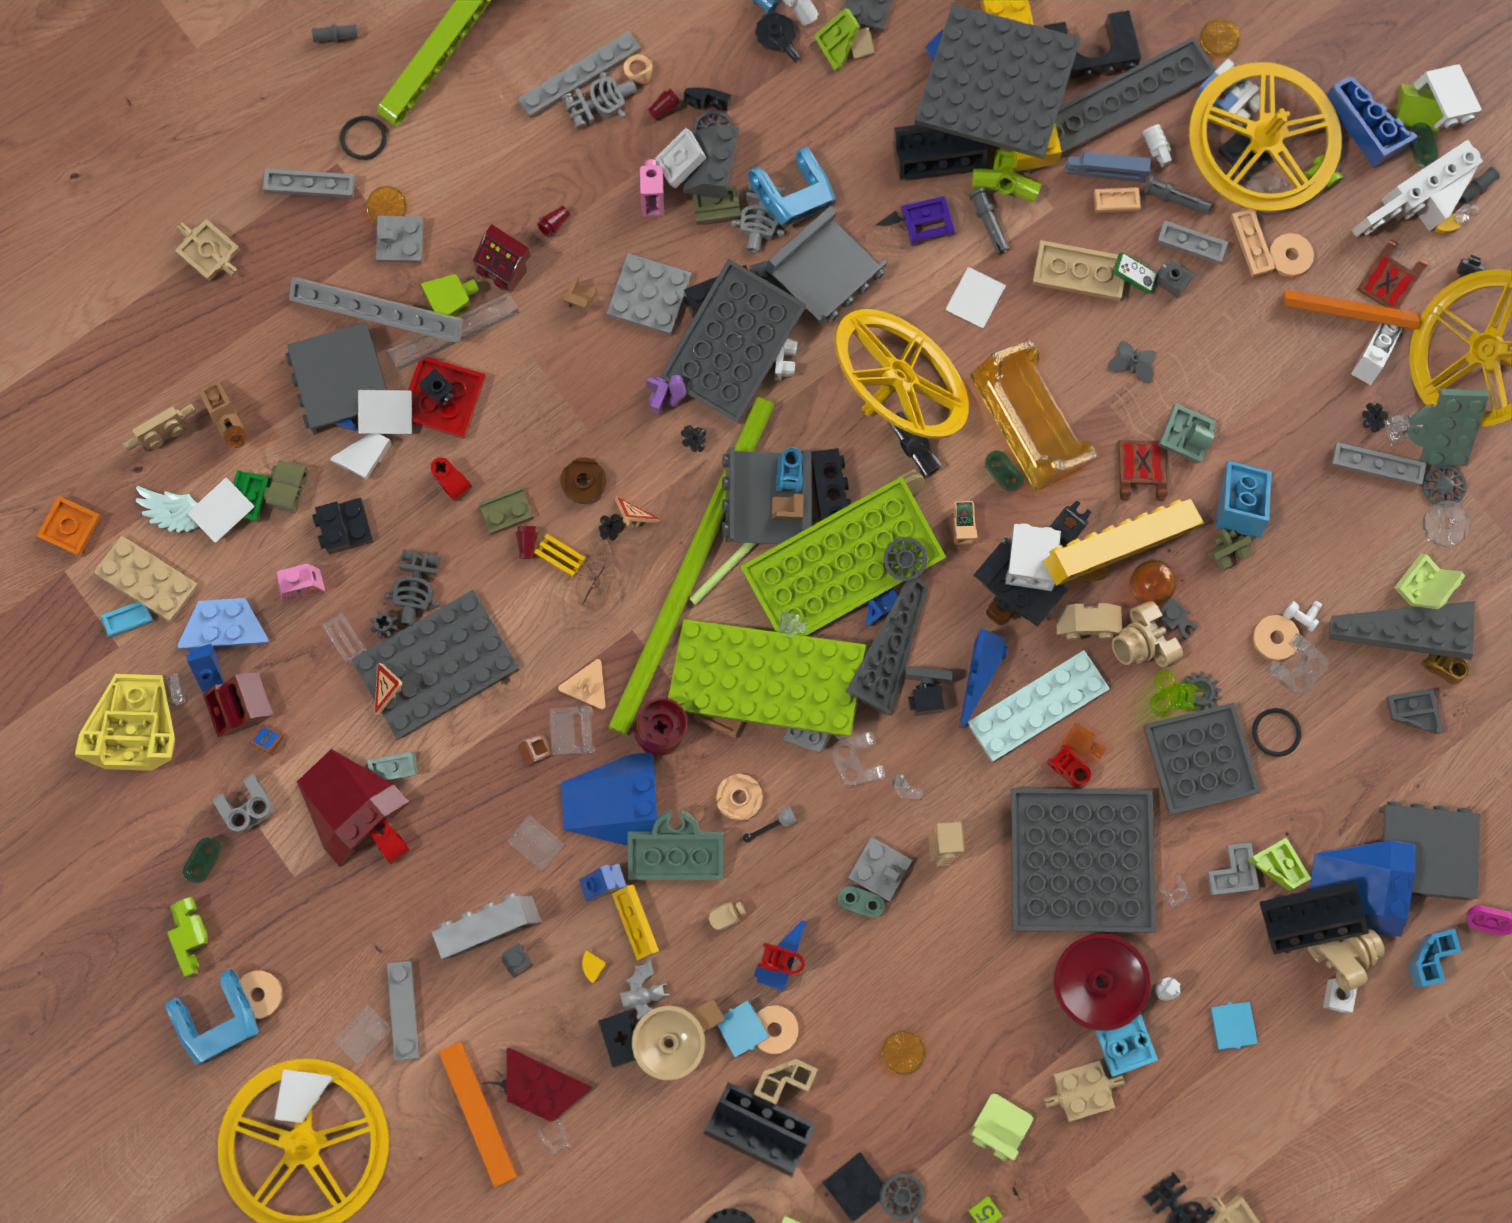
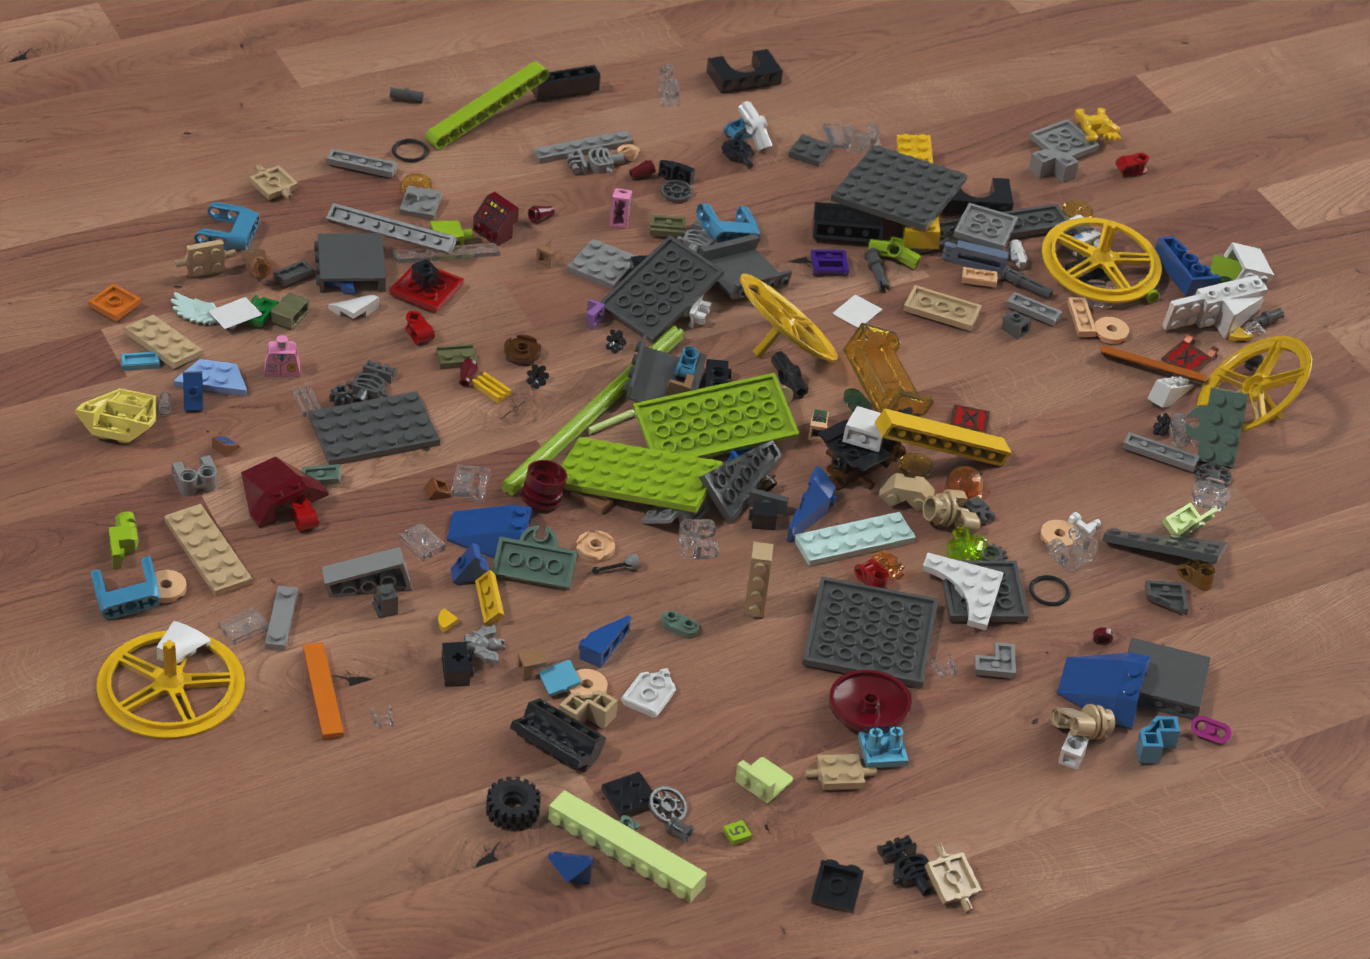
camera: 10 degrees right, 35 degrees down
(191, 351) = (242, 232): none -> dark azure connector
(200, 859) = (149, 499): clear green plate -> none
(238, 704) = (210, 417): dark red piece -> none
(273, 414) = (293, 273): none -> dark grey plate
(290, 921) = (208, 550): none -> tan plate
(342, 525) = (325, 340): black plate -> none
(384, 412) = (380, 281): white sticker -> none
(386, 687) = (332, 419): piece -> none
(540, 1087) = (380, 684): dark red wing -> none
(587, 685) = (492, 460): light nougat piece -> none
(634, 514) = (554, 368): light nougat piece -> none
(664, 1024) = (497, 663): tan dish -> none
(677, 390) = (610, 312): medium lavender arm -> none
(680, 158) = (647, 192): white plate -> none
(715, 172) = (672, 199): dark grey slope -> none
(726, 915) = (565, 609): tan arm -> none
(779, 960) = (606, 630): red piece -> none
(790, 625) = (666, 444): clear tile -> none
(838, 38) = (783, 157): lime wing -> none
(848, 1020) = (650, 692): none -> white tile
(862, 44) = (800, 166): tan slope -> none
(880, 869) = (701, 607): light grey hinge -> none
(903, 1052) = (692, 720): clear yellow wheel -> none
(904, 790) = (733, 566): clear arm -> none
(905, 559) = (766, 424): dark grey wheel -> none
(921, 642) = (767, 483): none -> dark brown plate
(1113, 112) = (985, 227): none -> light grey plate
(1134, 273) = (984, 314): tile -> none
(1135, 360) = (981, 367): dark grey piece -> none
(1167, 989) = (926, 716): white hinge -> none
(1187, 433) = (1008, 407): sand green plate -> none
(1192, 758) = (972, 582): none -> white plate
(1221, 553) = (1030, 472): olive hips -> none
(1233, 1025) = (978, 758): medium azure piece -> none
(1244, 500) = (1046, 452): dark azure slope -> none
(1281, 865) = (1038, 662): lime wing -> none
(1314, 917) = (1057, 685): black brick -> none
(1349, 800) = (1103, 636): none -> dark red tile

